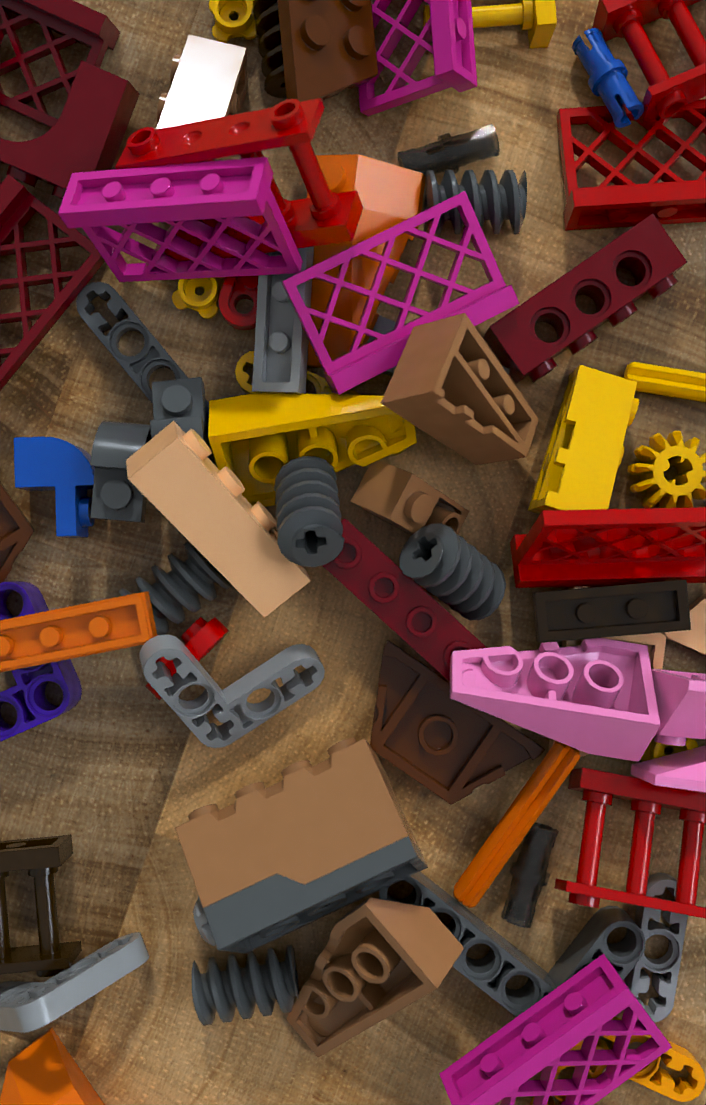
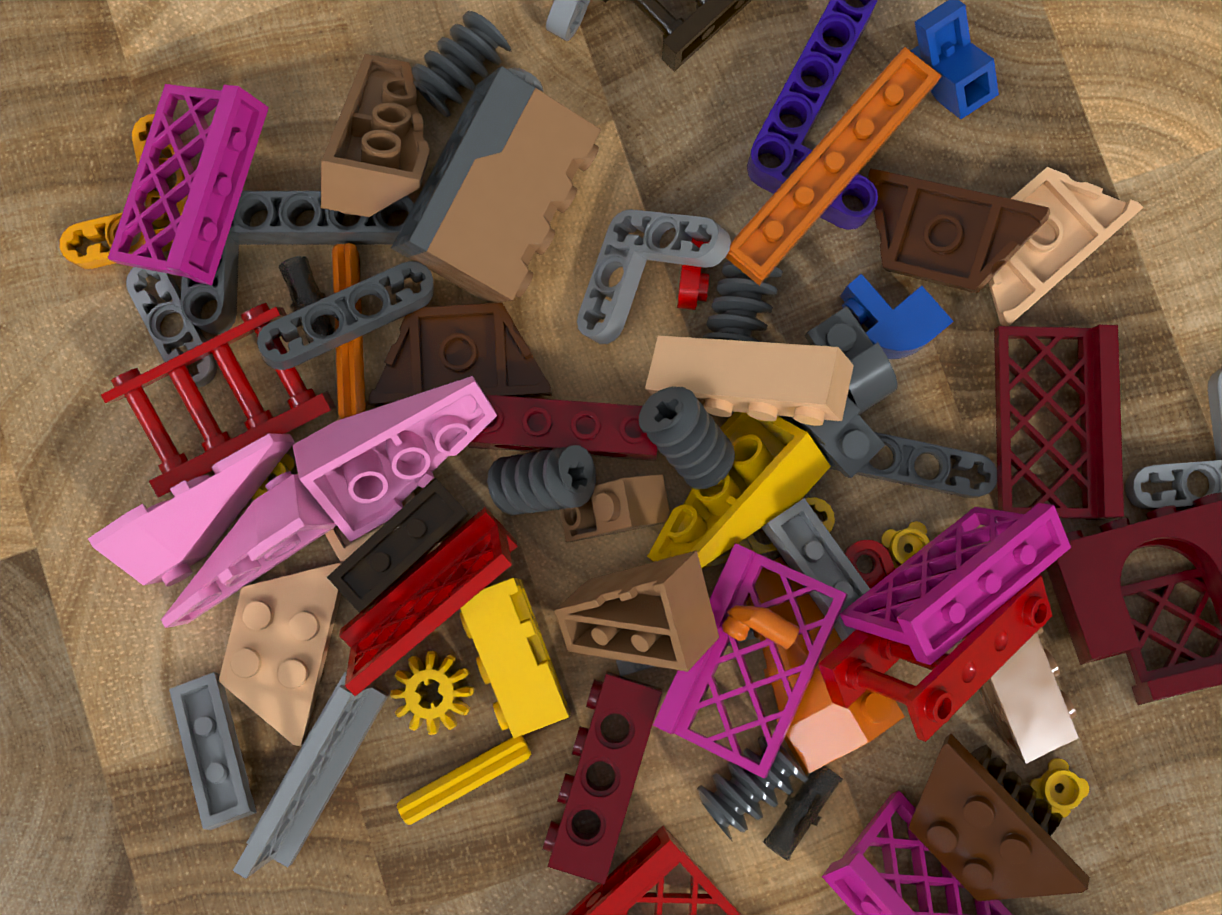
camera: 150 degrees right, 5 degrees down
(368, 312) = (761, 620): none -> orange arm
(507, 846) = (342, 307): none -> dark grey beam

